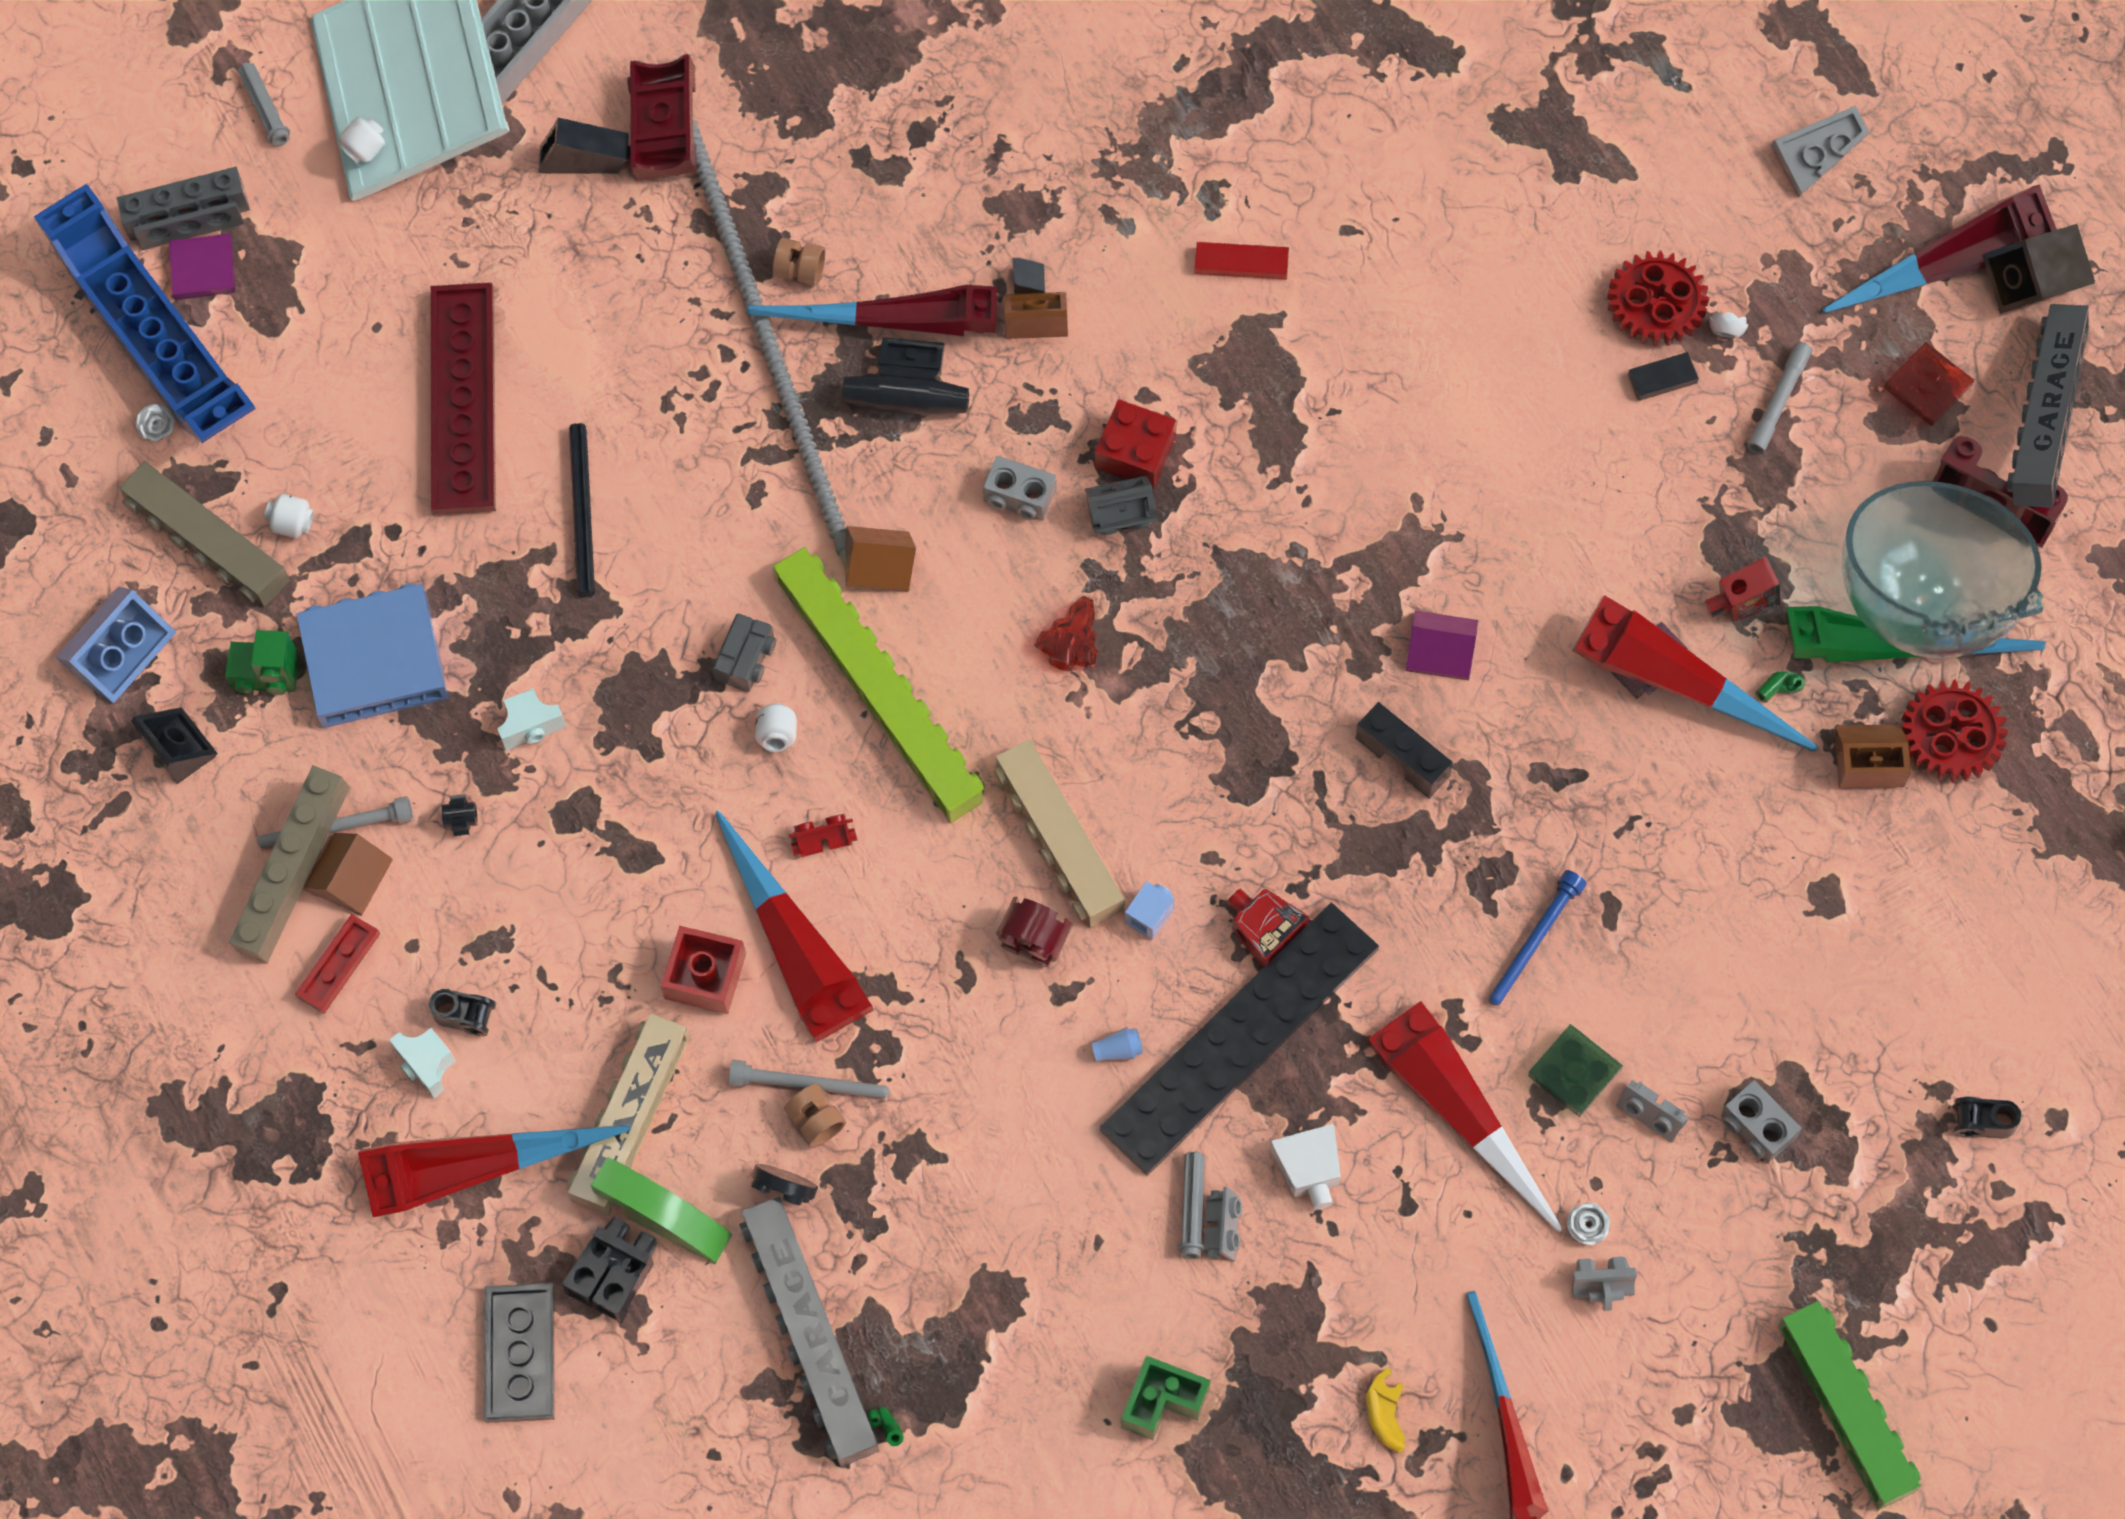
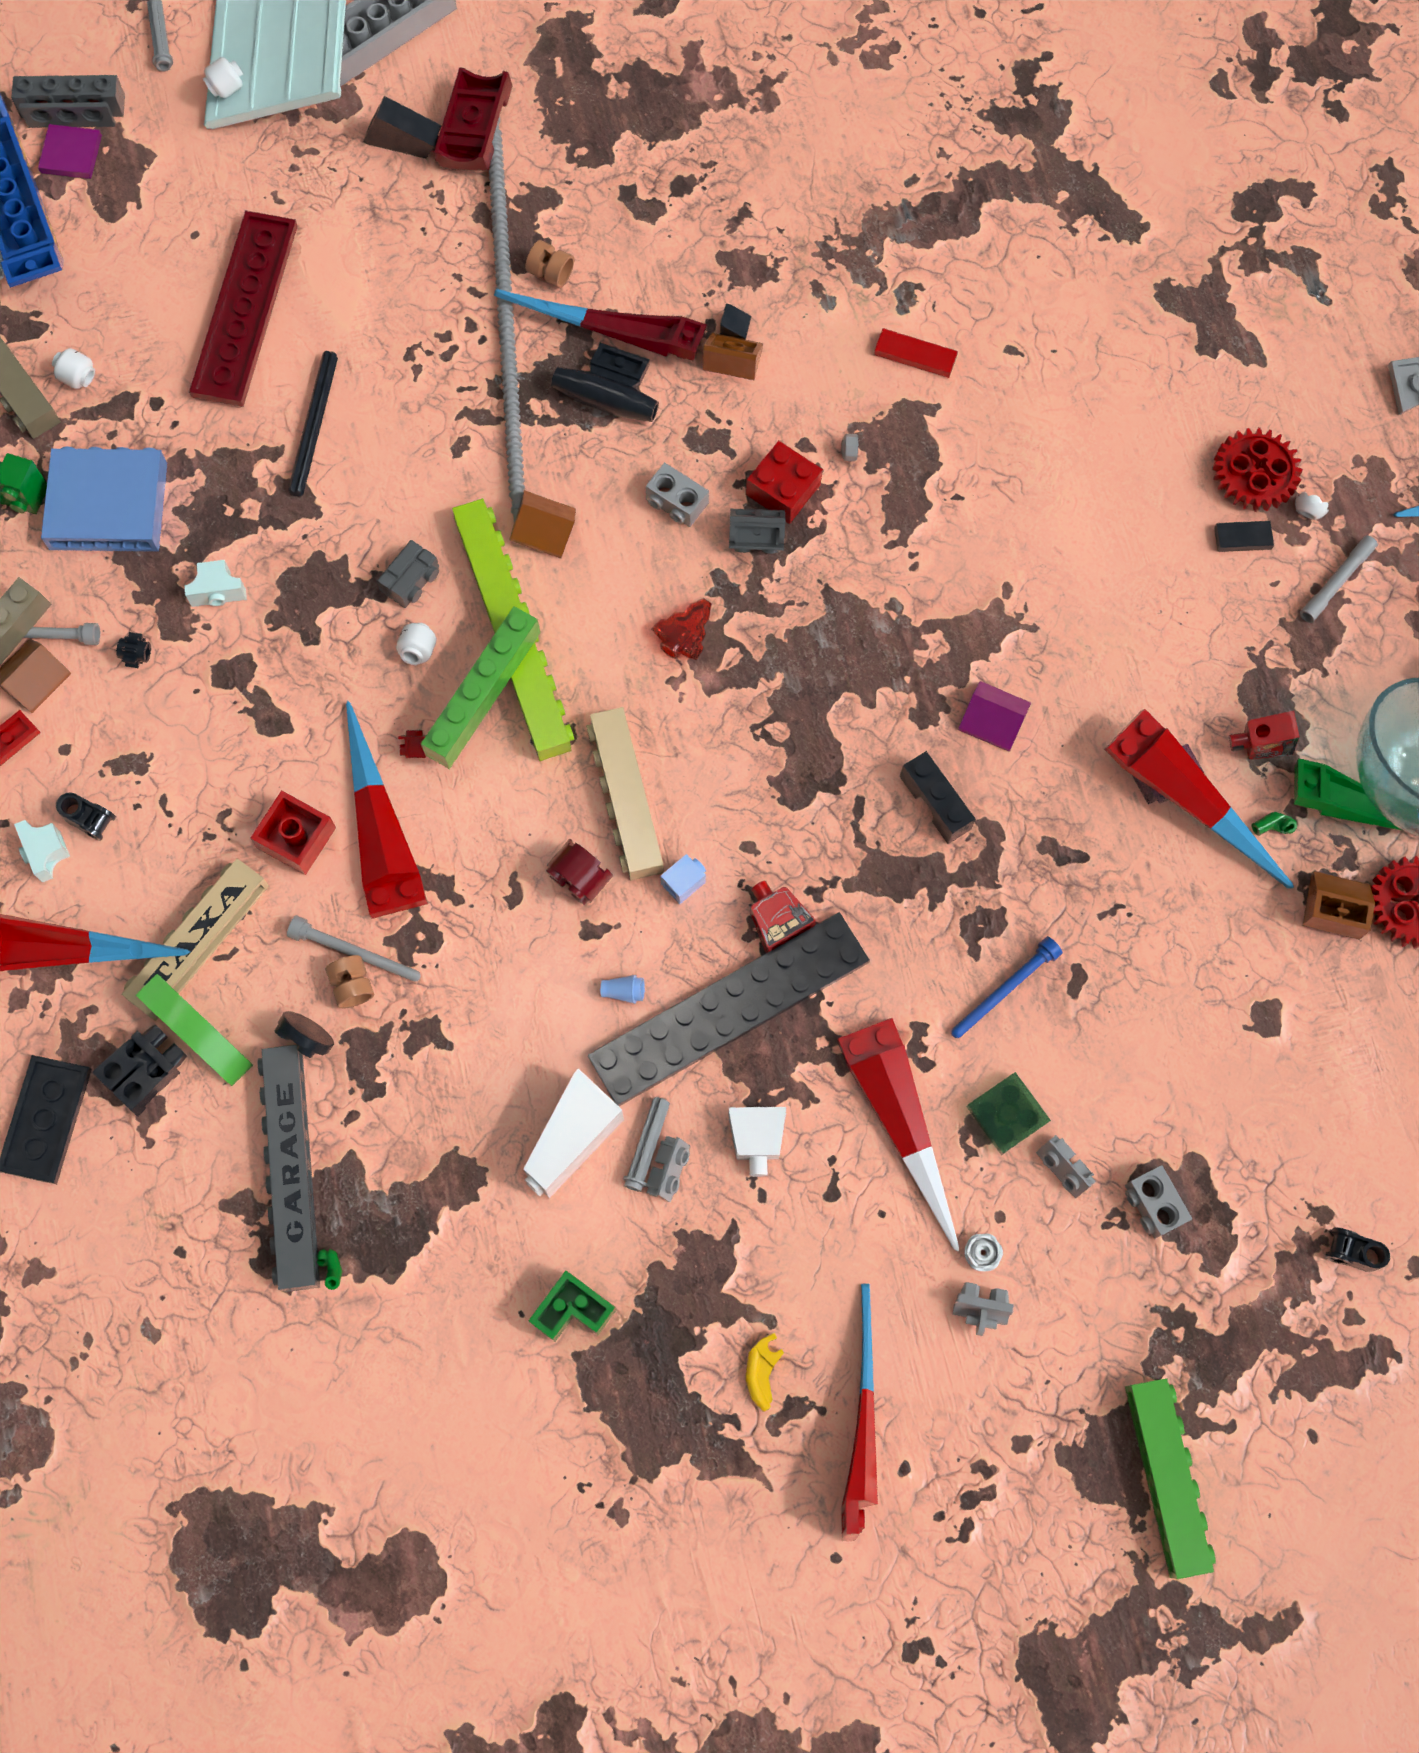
camera: 10 degrees right, 5 degrees up
(868, 756) = (481, 687): none -> bright green brick
(1112, 1208) = (572, 1134): none -> white slope
(1198, 386) = (849, 447): none -> light grey tile

